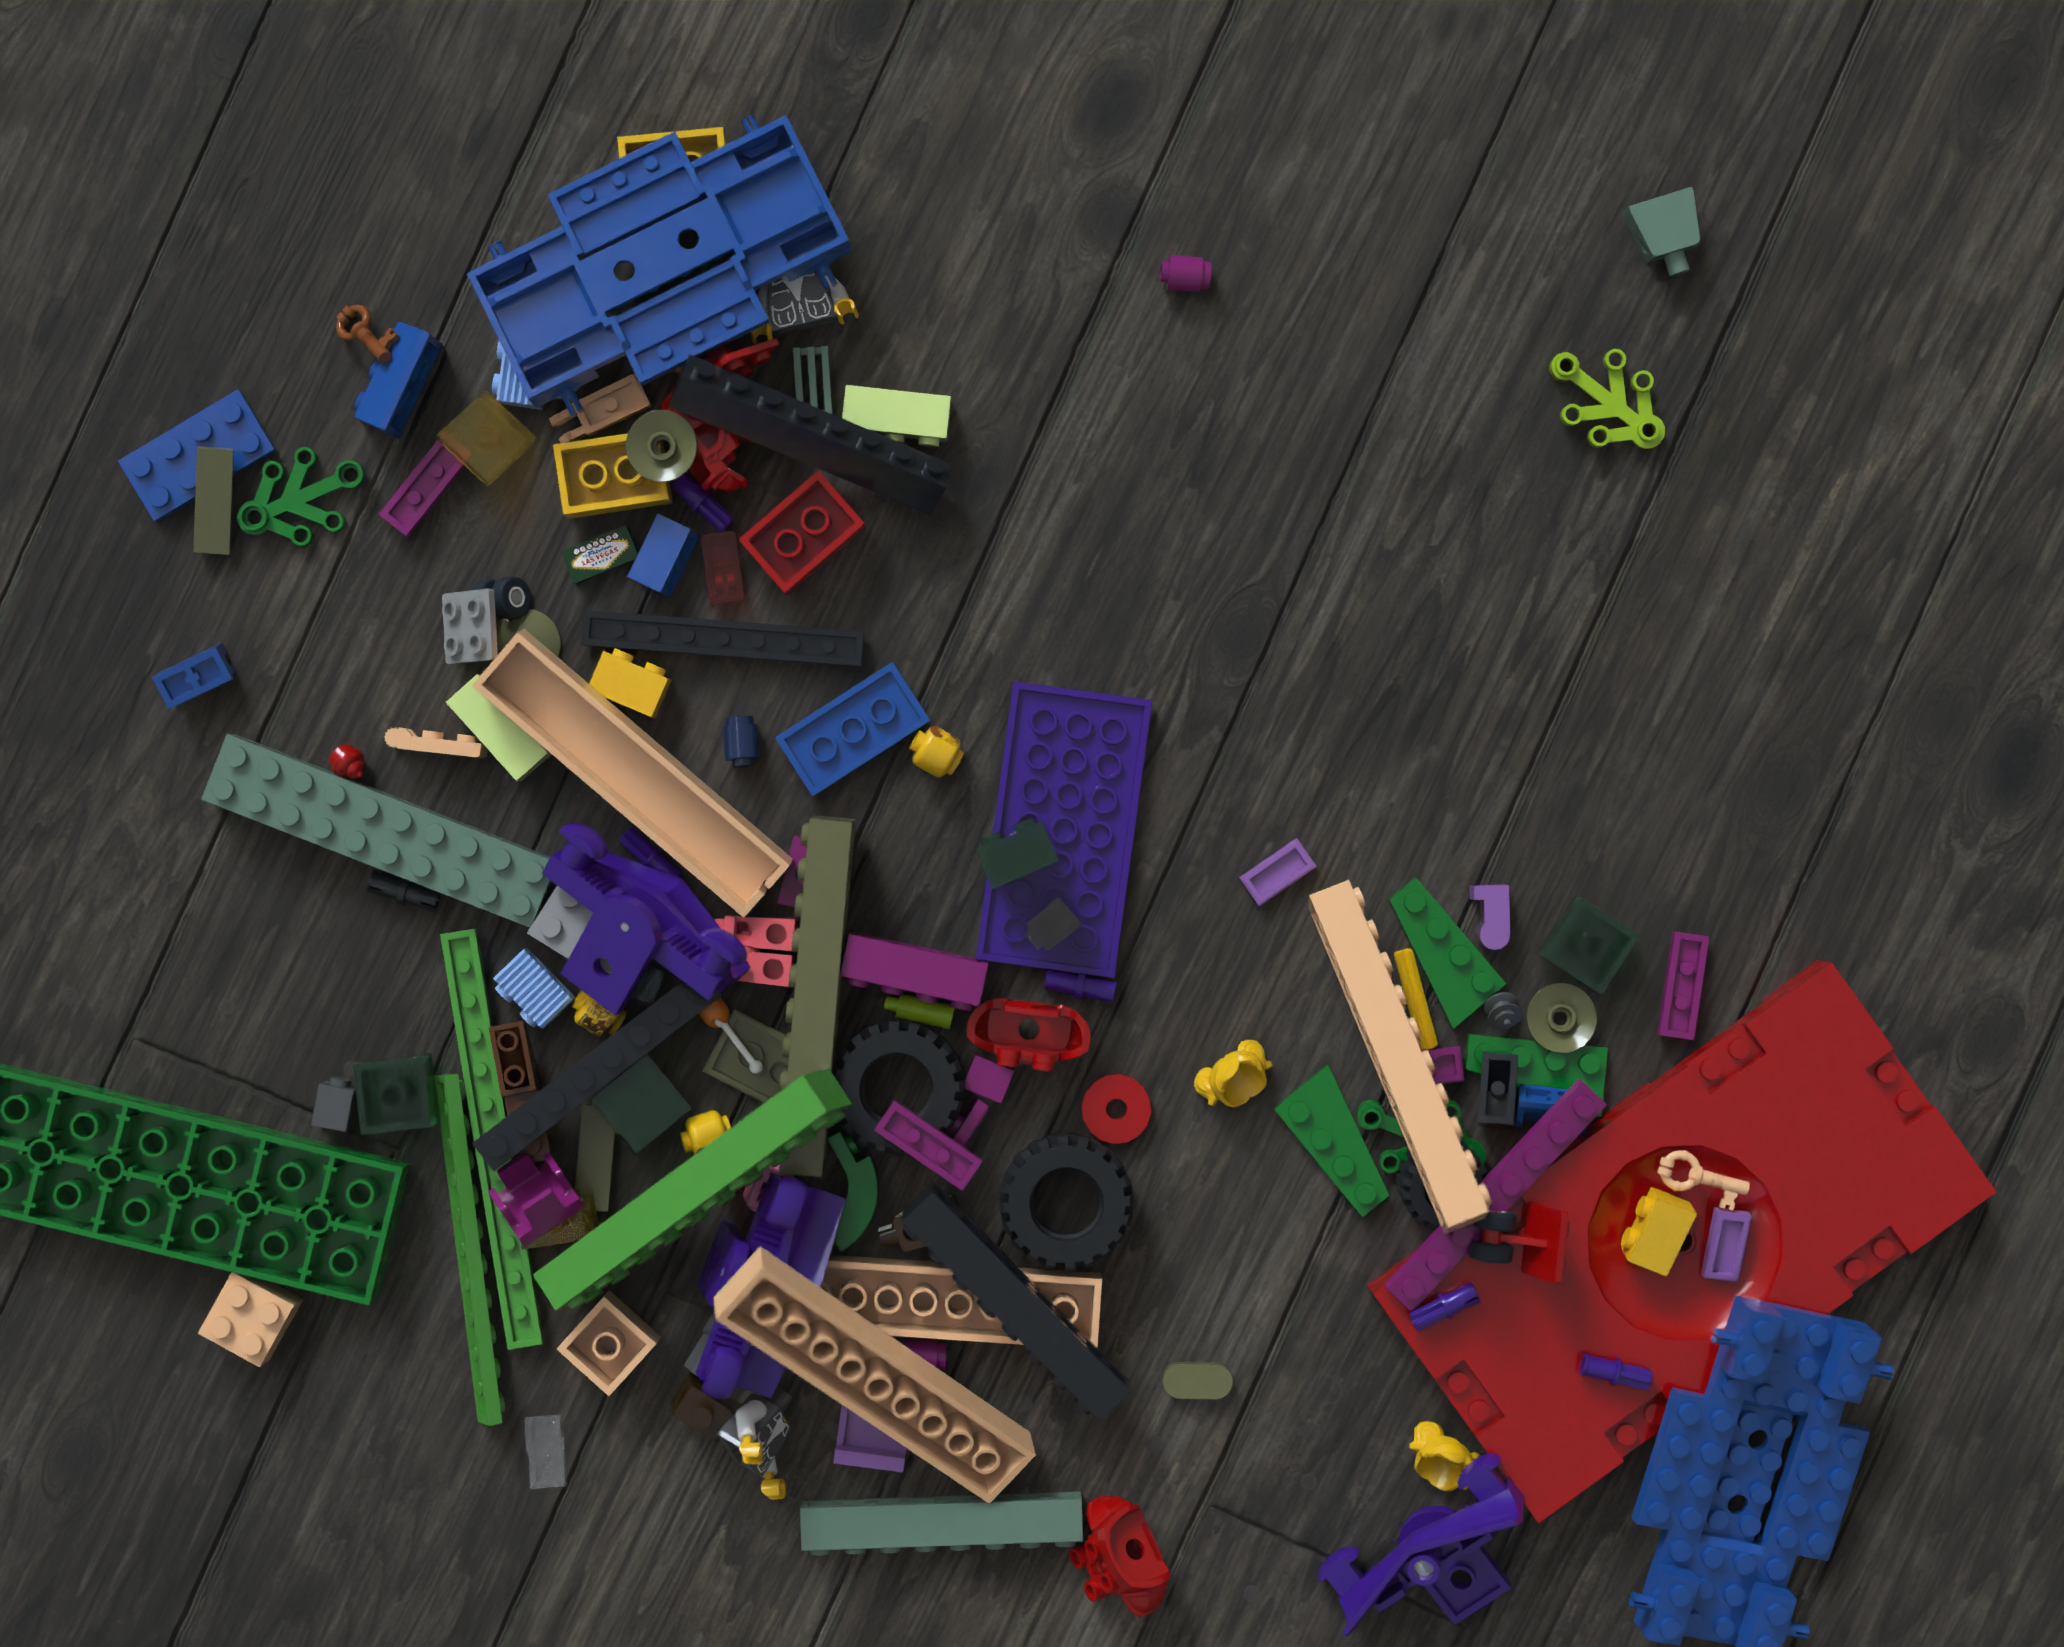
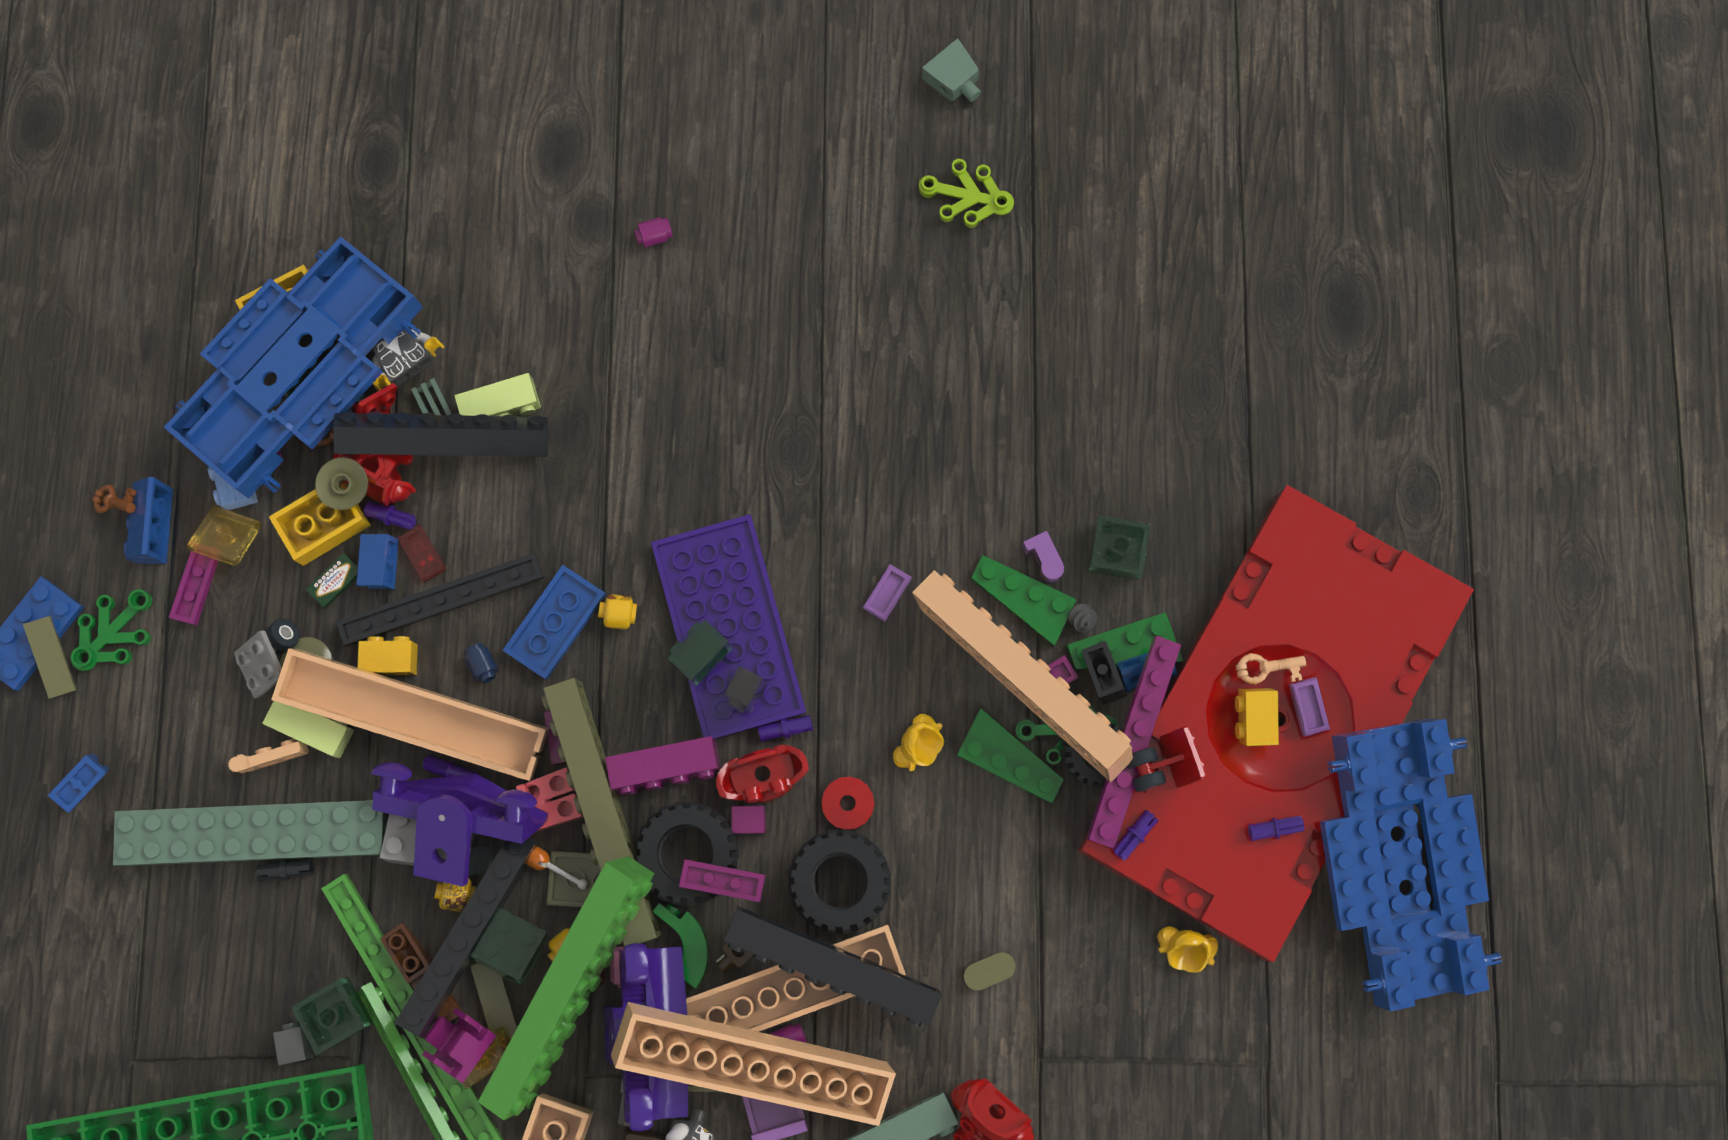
camera: 20 degrees left, 10 degrees down
(347, 762) = (210, 796): red plate -> none
(533, 988) = (402, 898): light blue brick -> none
(604, 408) = (296, 482): light nougat hinge -> none
(802, 533) = (465, 504): red brick -> none
(915, 1010) = (682, 793): lime cylinder -> none
(966, 1125) = (746, 862): magenta plate -> none
(1415, 997) = (1003, 617): yellow axle -> none
(1431, 1548) = (1208, 1017): dark purple piece -> none
(1578, 1013) = (1125, 593): olive dish -> none
(1683, 985) = (1196, 548): magenta plate -> none

